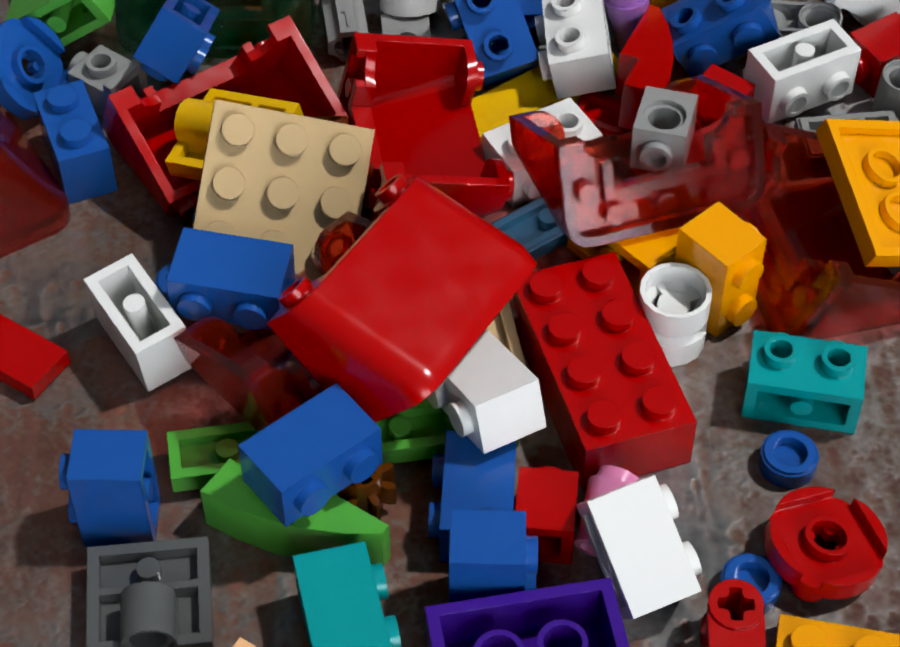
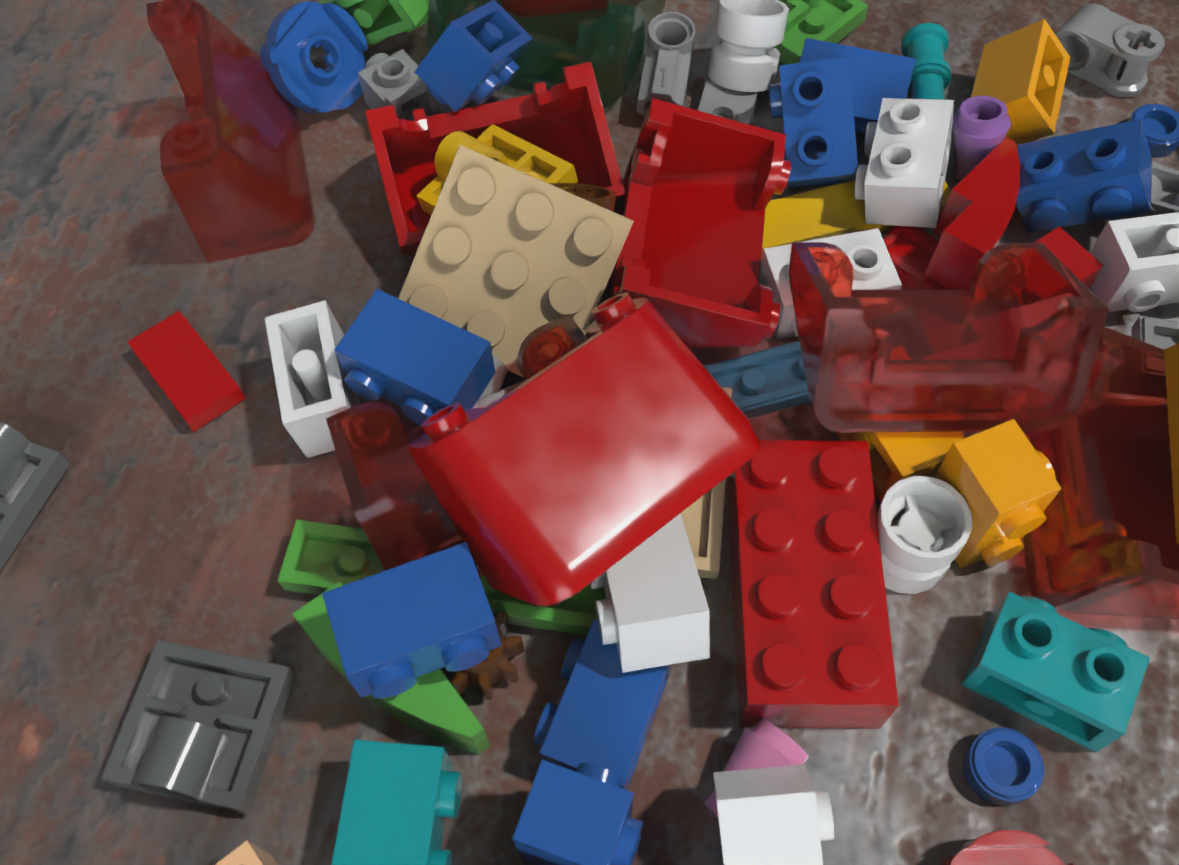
camera: 20 degrees right, 10 degrees up
(75, 141) = (337, 151): blue brick -> none
(111, 486) = (199, 579): blue brick -> none
(550, 509) = (679, 756): red brick -> none
(663, 129) = (973, 304): light grey brick -> none

